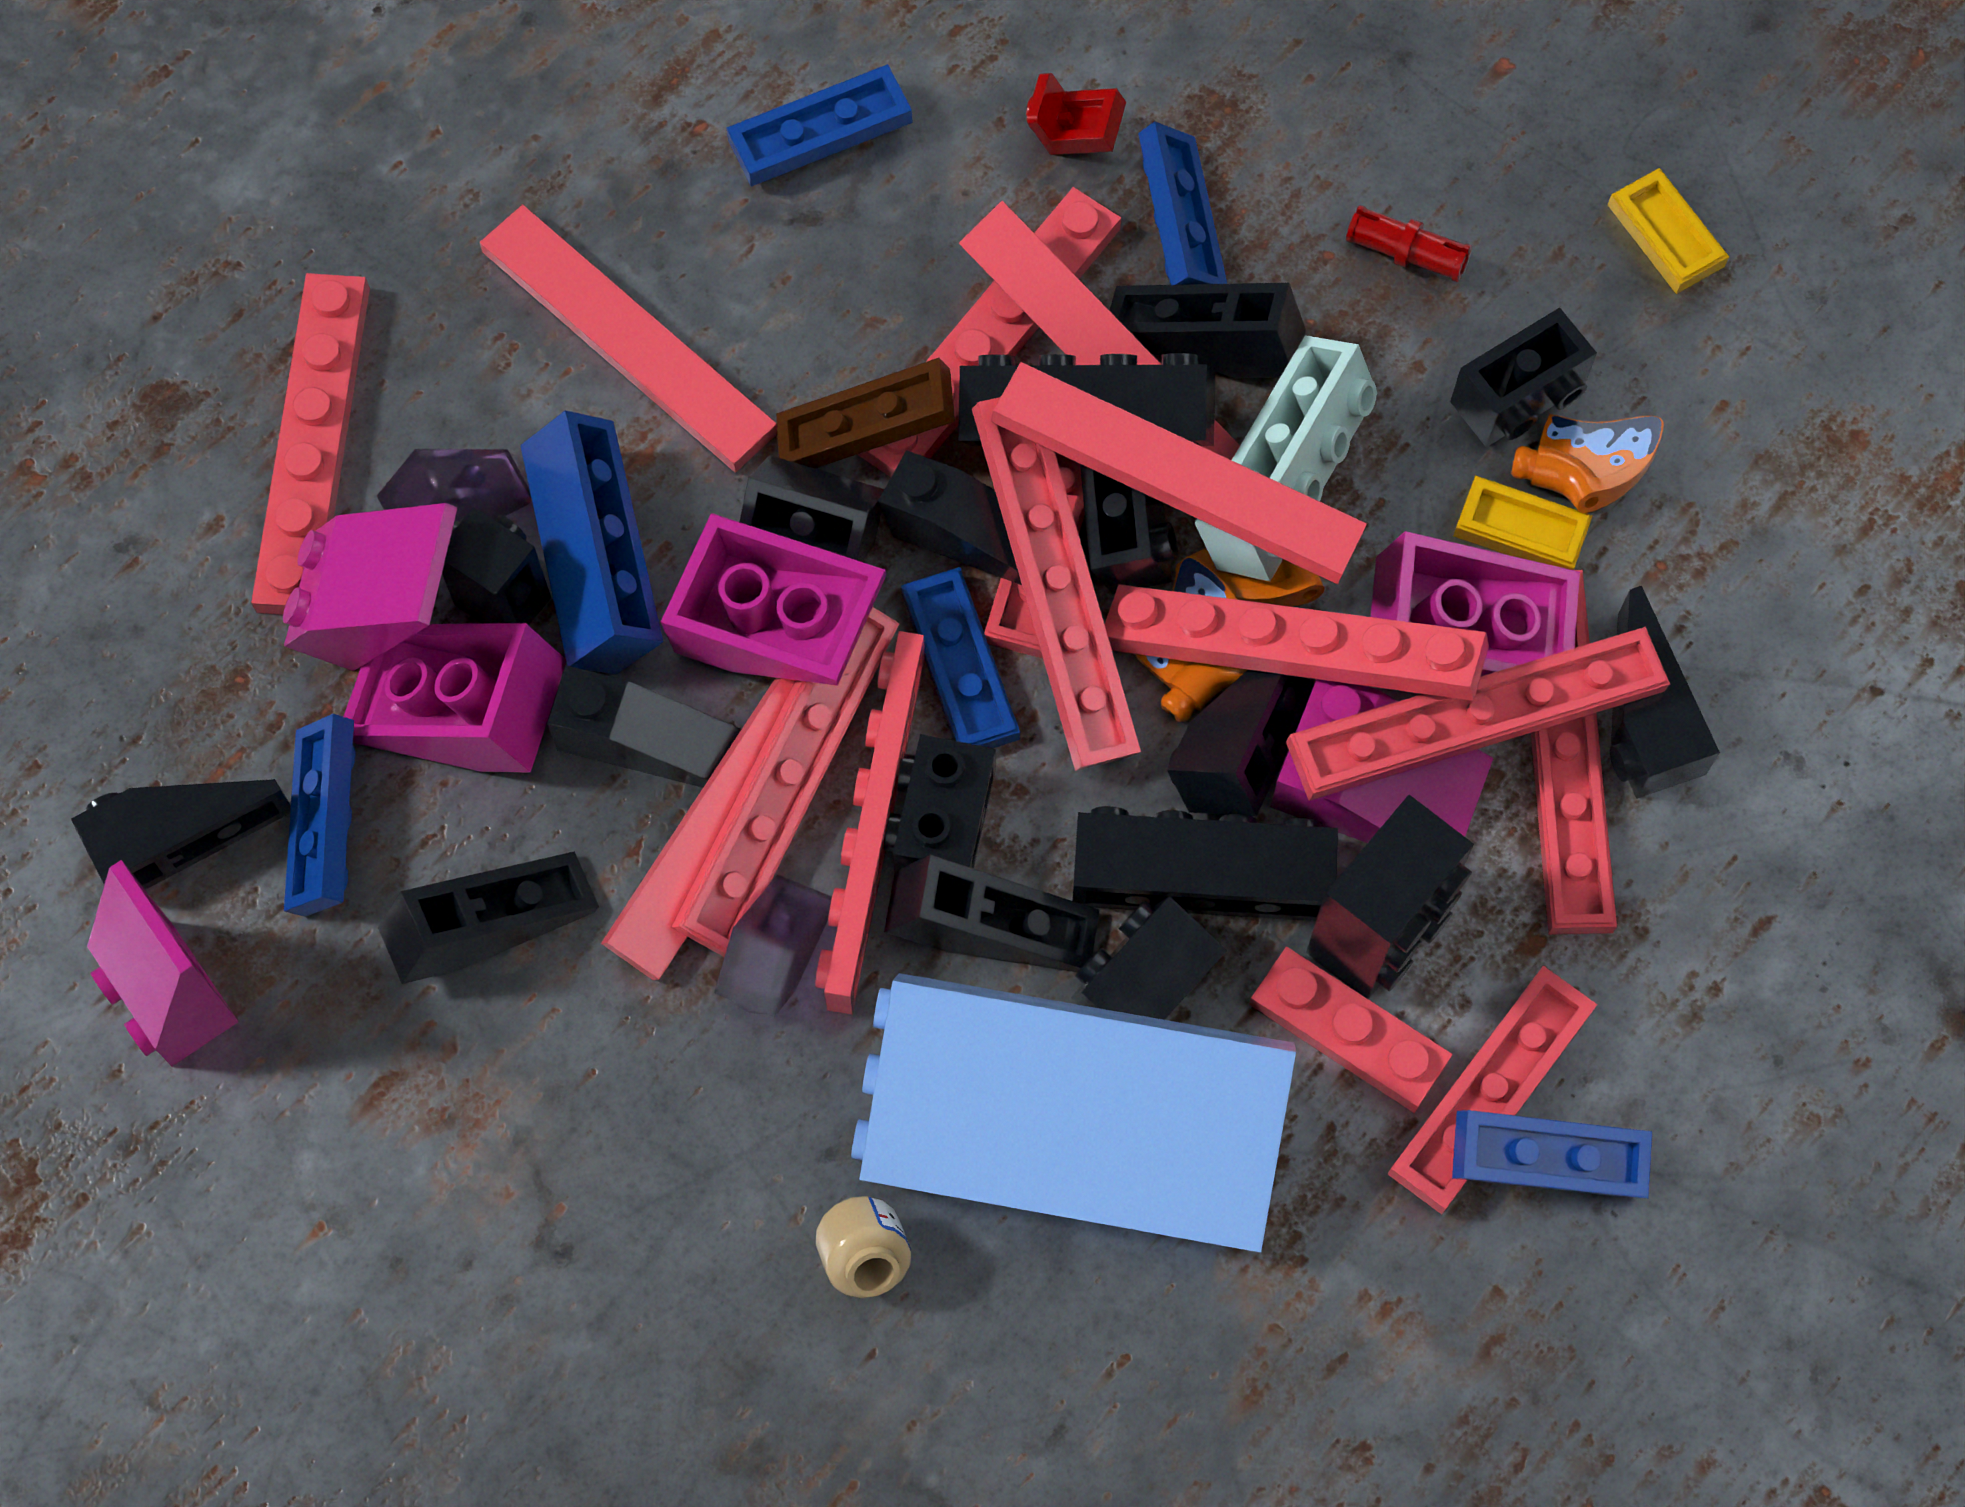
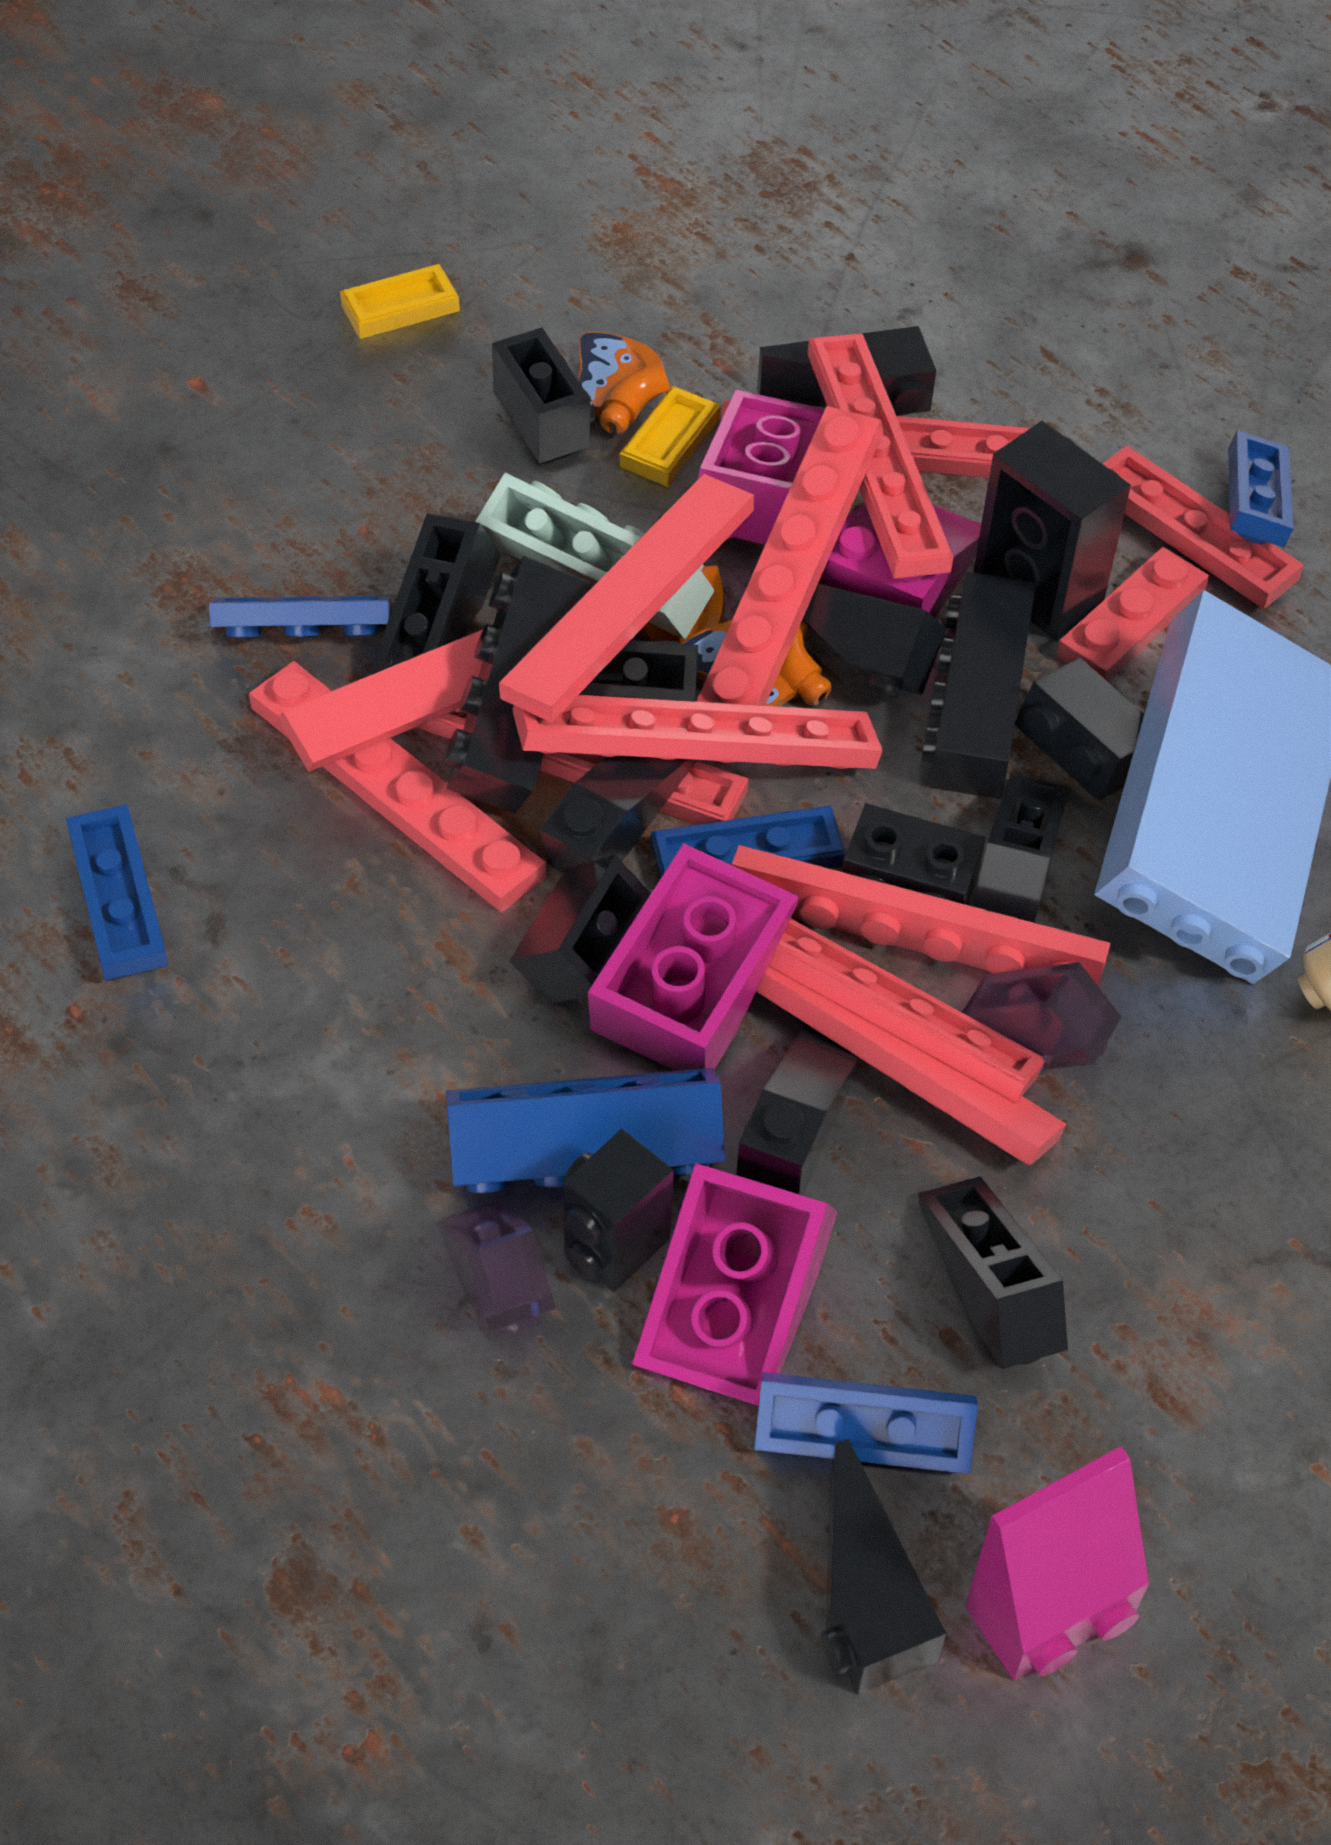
camera: 85 degrees left, 15 degrees down
(311, 430) = (391, 1417): coral plate -> none
(368, 582) = (621, 1308): dark pink slope -> none
(629, 338) = (320, 1096): coral tile -> none
(867, 415) = (487, 869): reddish brown plate -> none
(1074, 119) = (174, 677): red bracket -> none
(1408, 243) = (374, 461): red pin -> none

